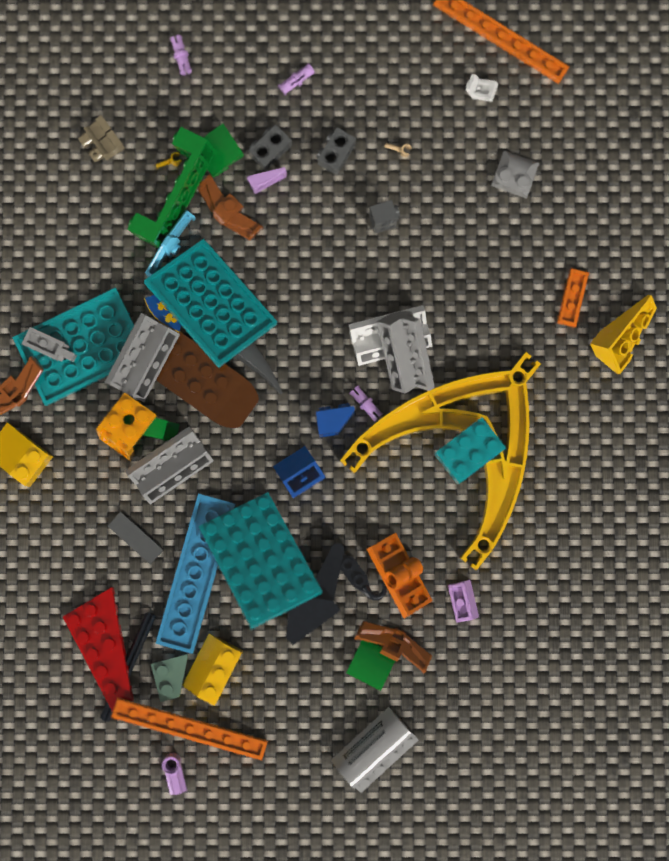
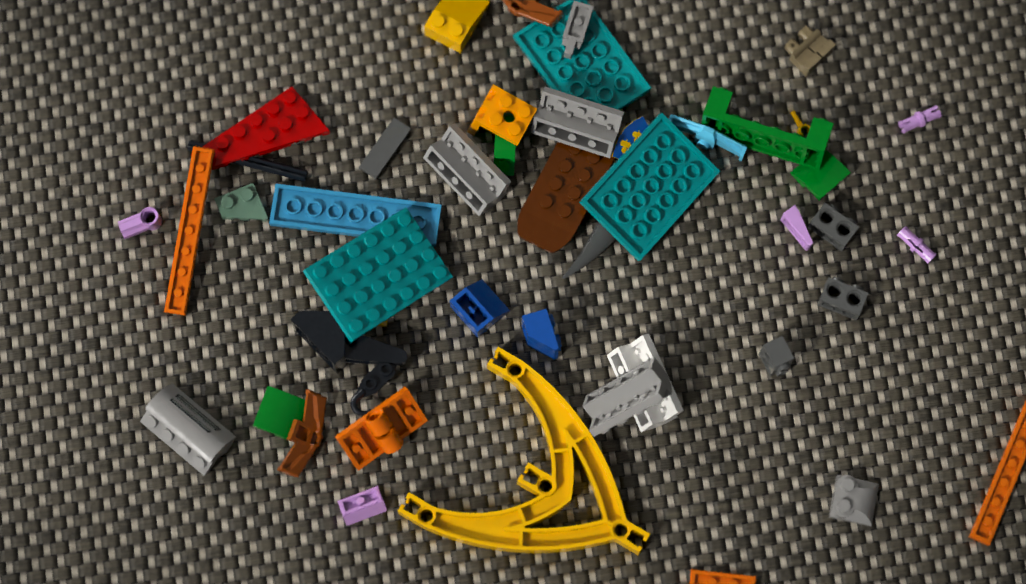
camera: 80 degrees right, 10 degrees down
(212, 669) = (254, 247): yellow slope -> none
(227, 210) = (757, 192): dark orange plate -> none
(366, 403) = (566, 369): lavender pin -> none
(399, 149) = (859, 366): tan hand -> none
(469, 451) = (528, 482): teal brick -> none
(481, 88) = (944, 447): white bracket -> none

